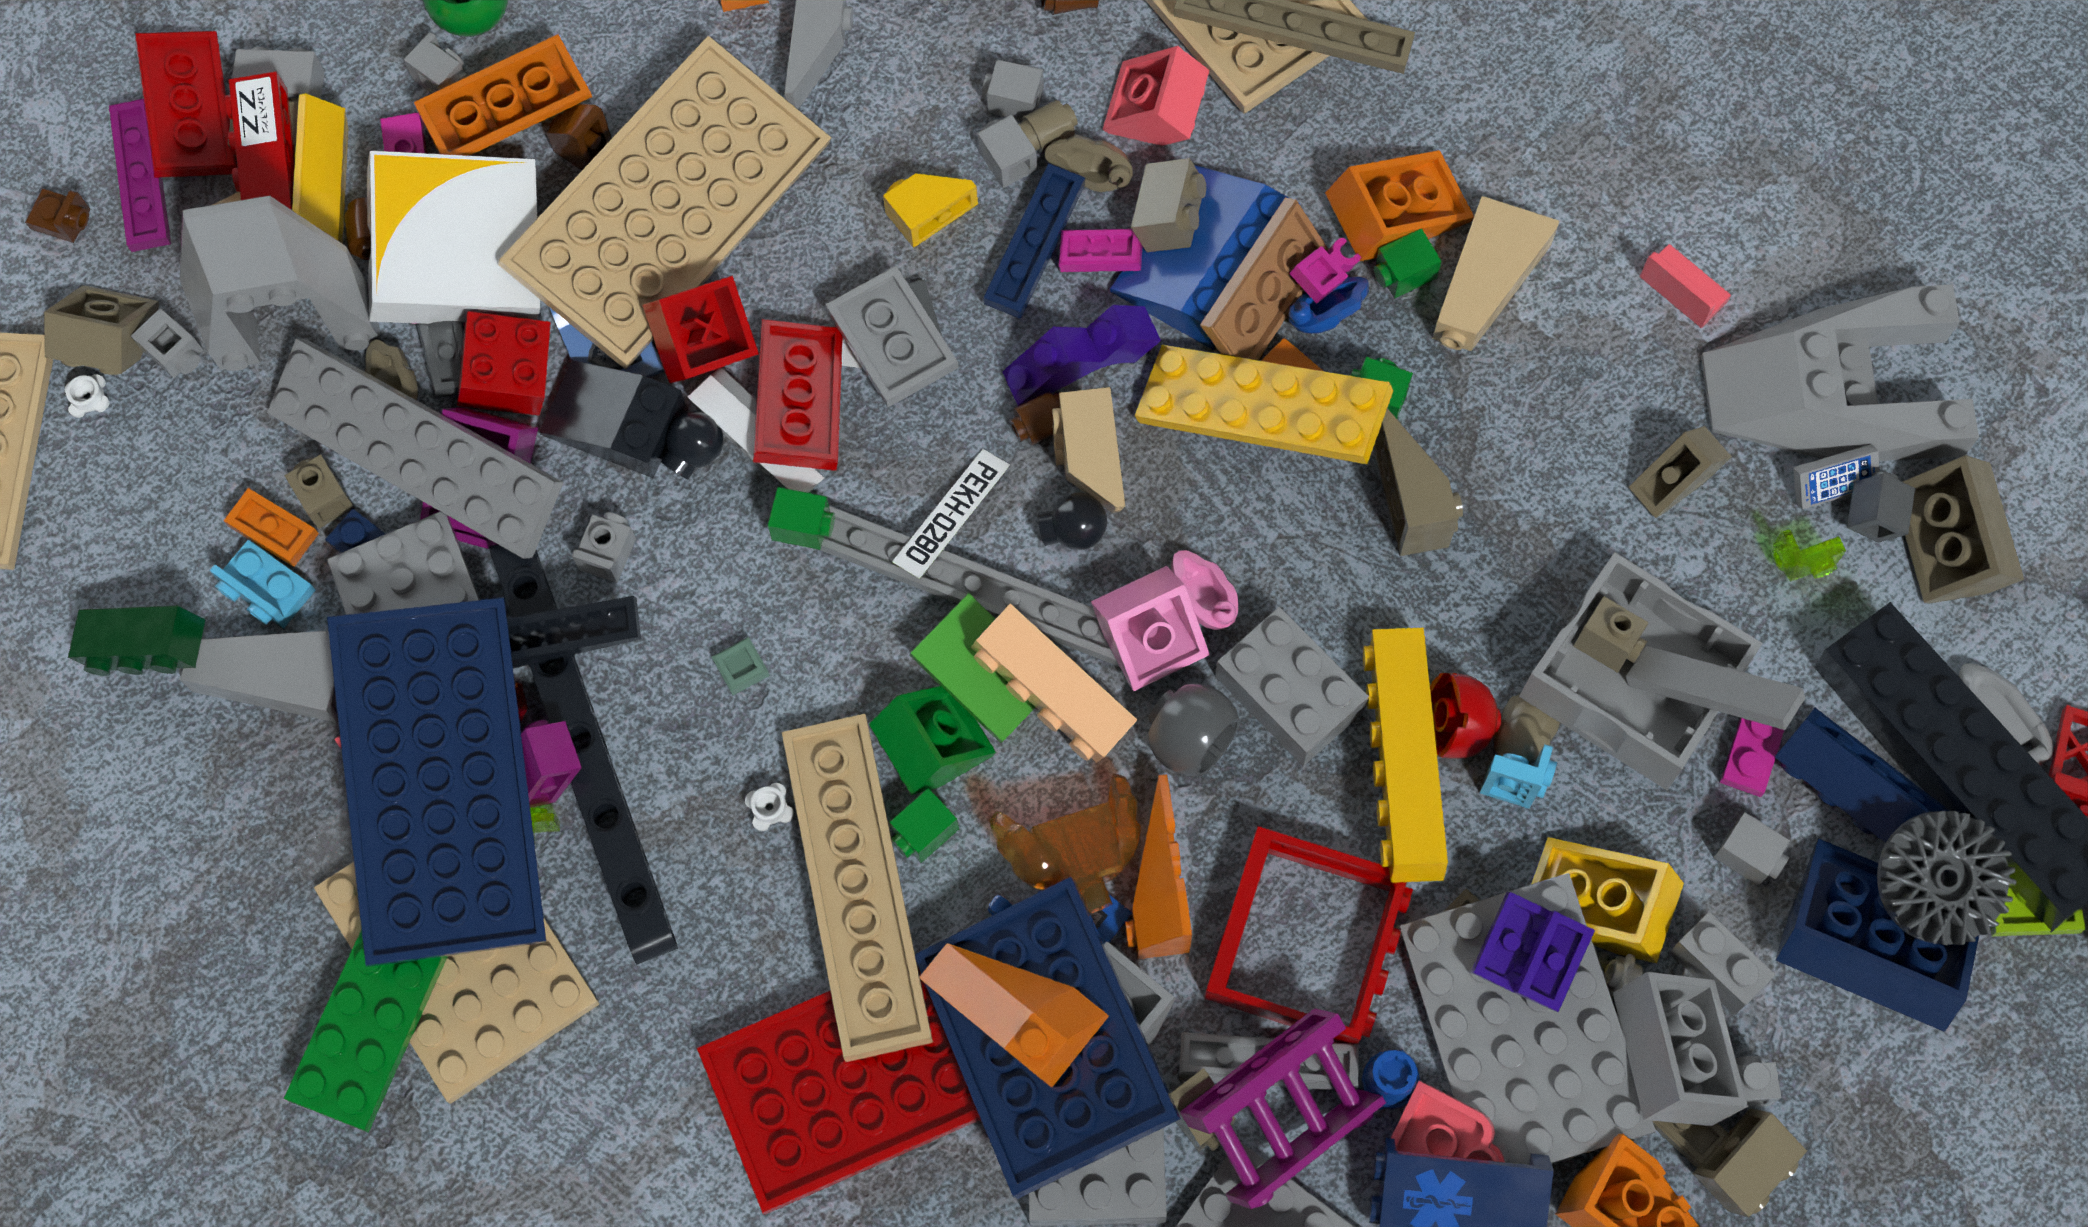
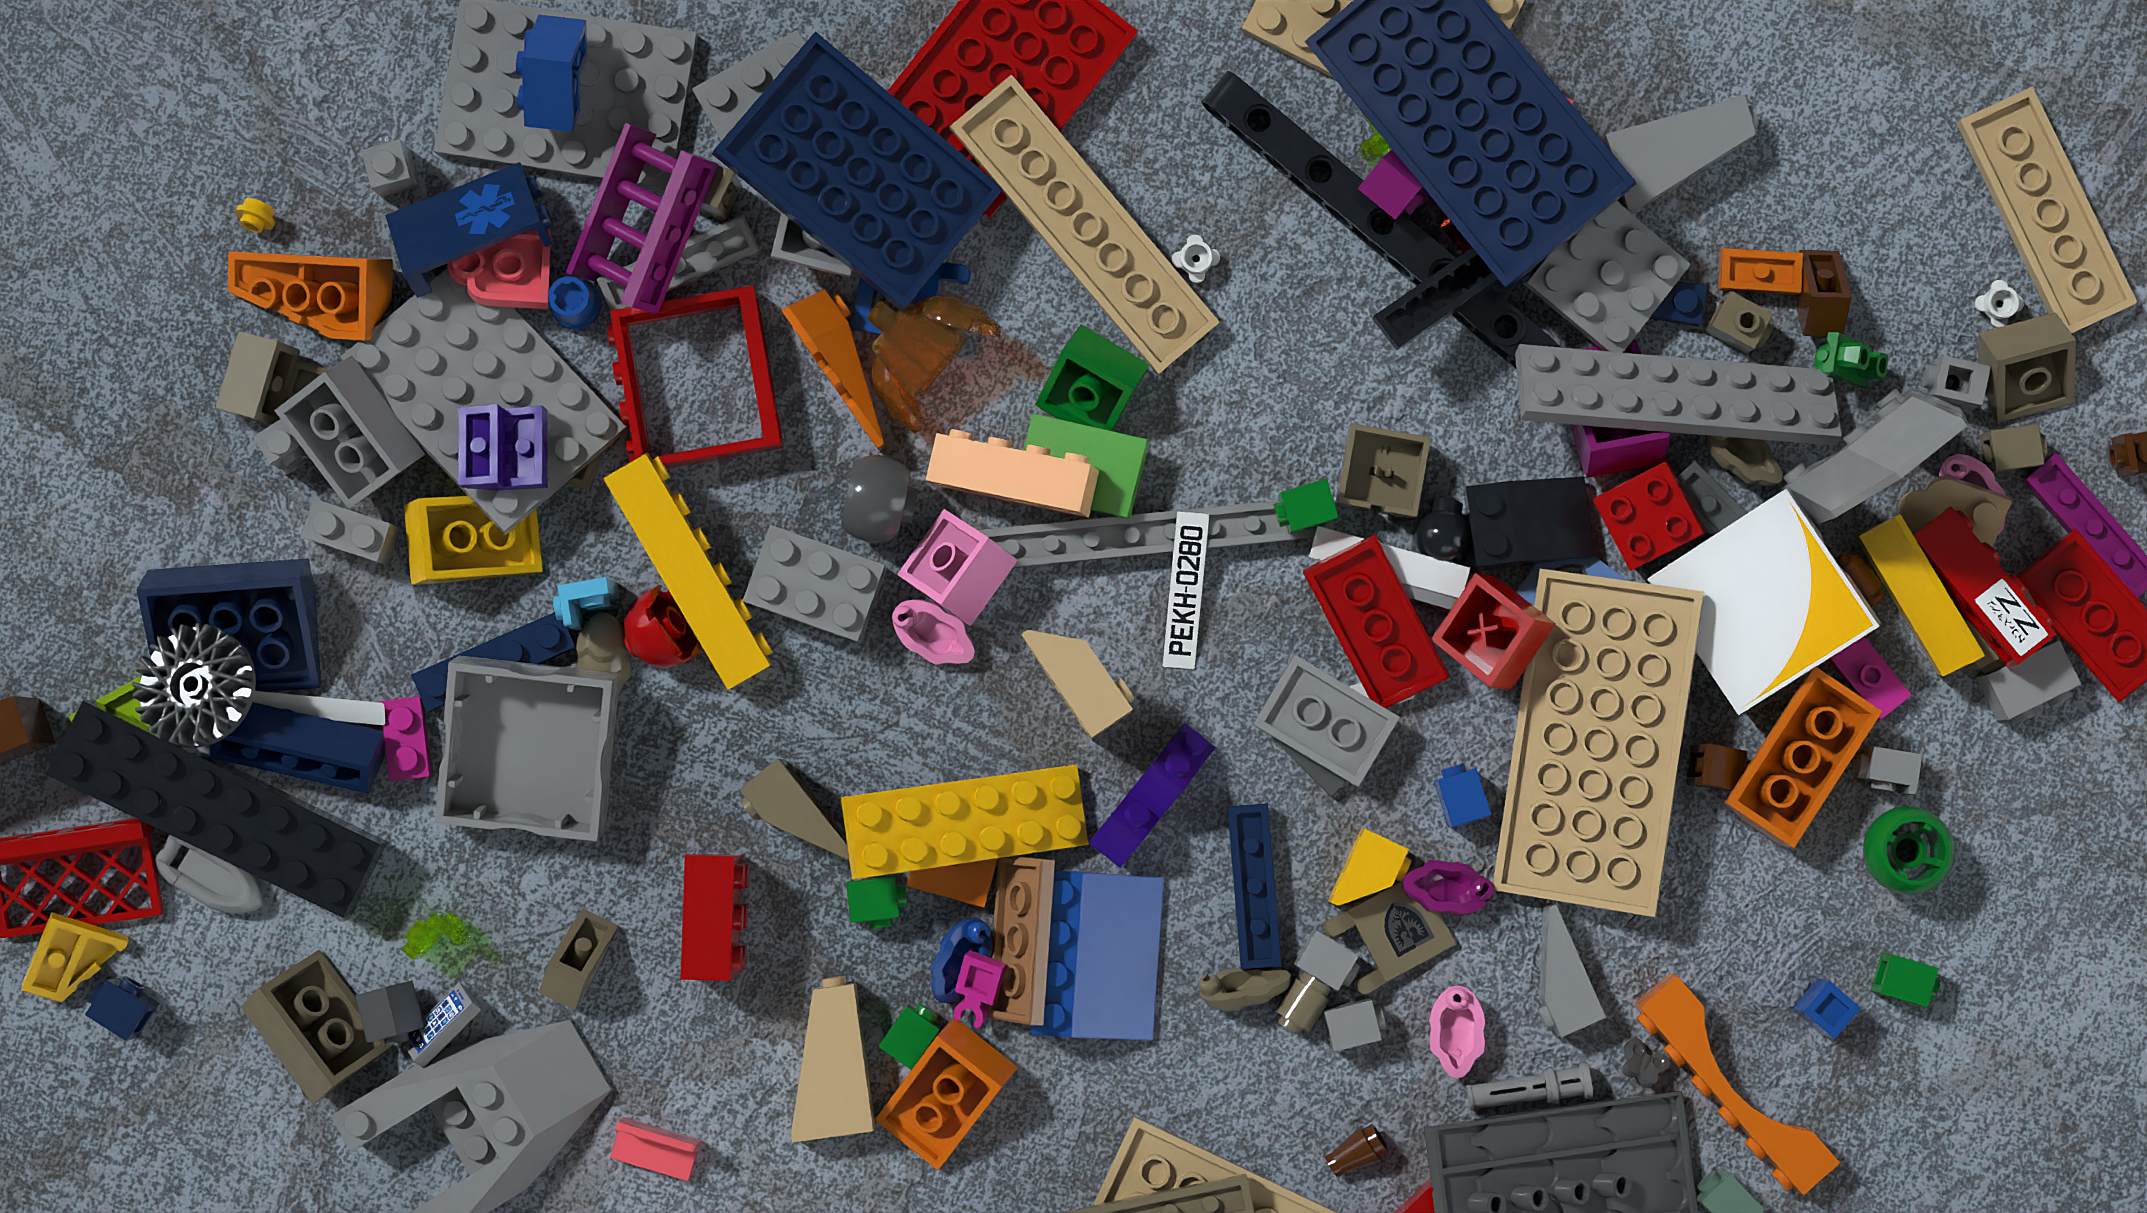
camera: 150 degrees right, 15 degrees up
(136, 639) = (1802, 107): dark green brick -> none
(156, 267) = (2013, 448): none -> dark tan brick
(226, 473) = (1824, 294): none -> reddish brown slope
(247, 407) = (1850, 360): none -> green hips
(263, 583) = (1735, 219): medium azure bracket -> none
(609, 558) = (1451, 393): light grey brick -> none
(711, 501) = (1386, 452): none -> dark tan piece
(740, 666) = (1289, 365): sand green tile -> none
(811, 222) = (1461, 795): none -> blue brick
(867, 154) = (1448, 888): none -> magenta arm
(923, 826) = (1057, 304): green brick -> none
(928, 43) = (1457, 1030): none -> bright pink arm
(936, 146) = (1395, 934): none -> dark tan flag
(1023, 1012) = (884, 172): orange wedge -> none
(1034, 418) = (1155, 717): reddish brown brick -> none
(1074, 522) = (1082, 625): black piece -> none
(1100, 250) = (1189, 907): dark pink plate -> none
(1157, 97) = (1219, 1085): coral slope -> none
(1168, 205) = (1148, 975): dark tan brick -> none
(1535, 437) = (713, 917): none -> red brick
(1606, 777) = (527, 644): none -> dark blue plate
(1612, 635) = (564, 766): dark tan brick -> none
(1621, 972) = (426, 480): white plate -> none
(1716, 687) = (454, 753): light grey tile -> none
(1753, 850) = (367, 644): light grey brick -> none
(1823, 813) = (324, 707): none -> white sticker

